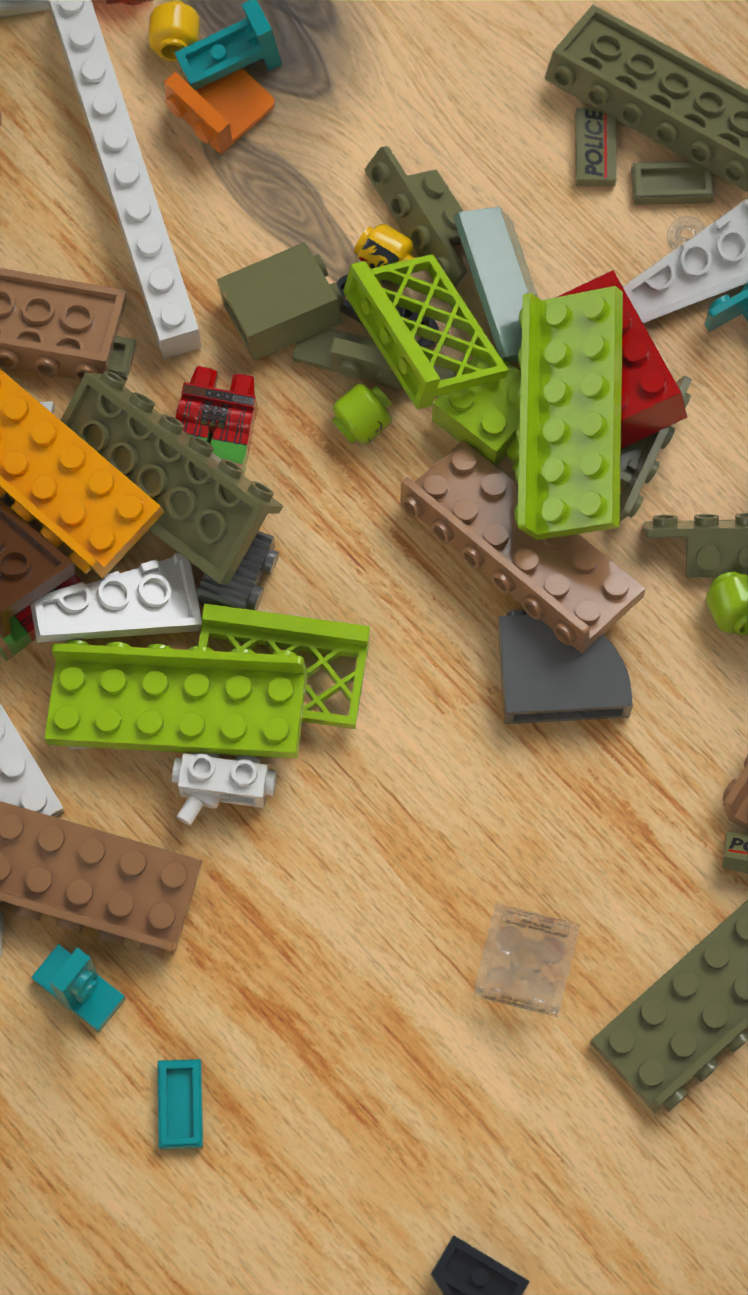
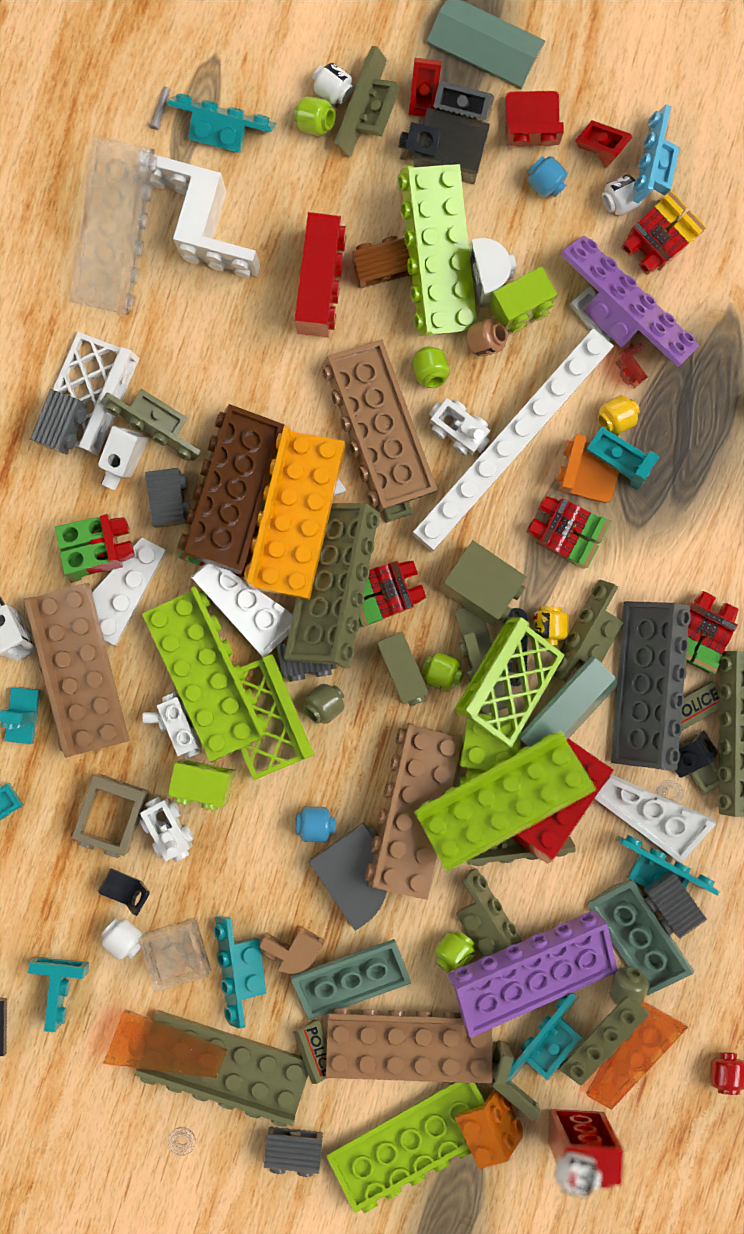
camera: 60 degrees right, 15 degrees up
(68, 217) = (466, 432): none -> white brick
(260, 909) = (118, 788): none -> dark tan window
(280, 166) = (566, 528): none -> hips
(311, 582) = (324, 703): none -> olive head
(318, 790) = (201, 783): none -> lime brick
(326, 453) = (403, 669): none -> olive brick
(363, 879) = (170, 836): none -> white brick
(400, 983) = (124, 890): none -> black bracket
(461, 684) = (314, 824): none -> dark azure head
(464, 1023) = (121, 939): none -> white head
(477, 1149) = (58, 985): none -> teal bracket
(509, 85) = (709, 632): none -> hips
(533, 175) = (650, 684): none -> dark grey bracket
(597, 895) = (240, 970): none -> teal bracket
(622, 806) = (296, 956): none -> medium nougat brick
(636, 1057) = (158, 1047): none -> clear orange wing
(655, 183) = (695, 755): none -> black bracket
(695, 756) = (351, 979): none -> sand green slope

